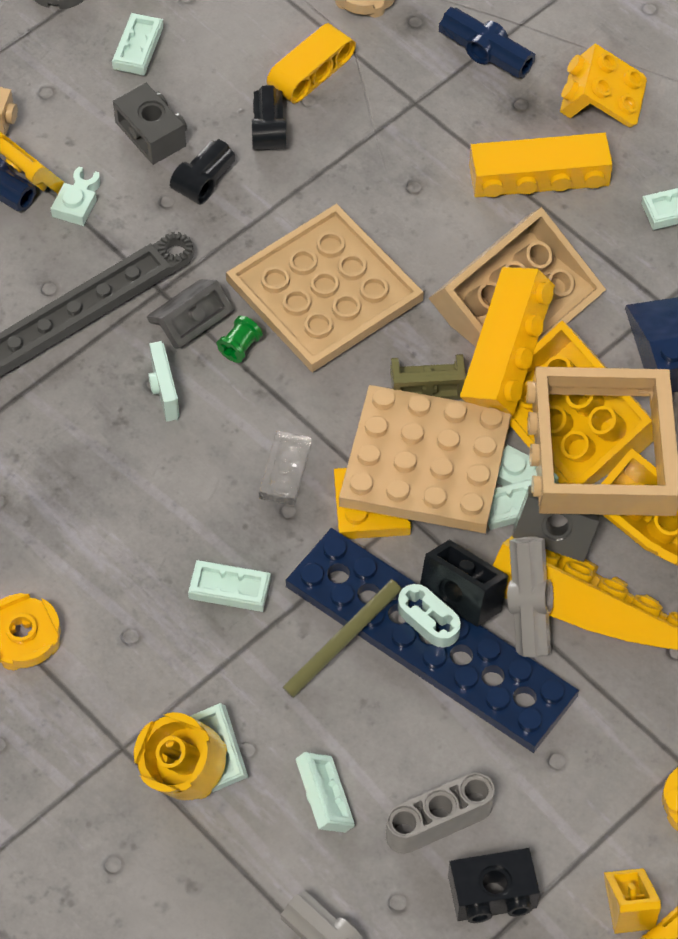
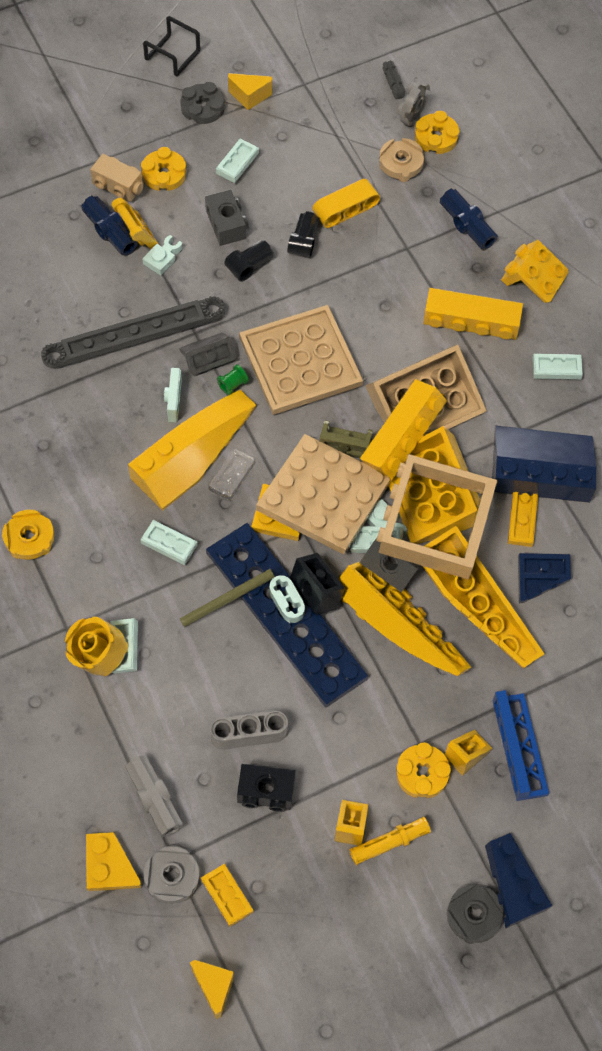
camera: 15 degrees right, 5 degrees up
(36, 66) = (163, 159): none -> yellow plate
(211, 452) = (188, 450): none -> yellow wedge
(325, 792) = (181, 695): light aqua plate -> none
(530, 596) = (355, 605): light grey piece -> none

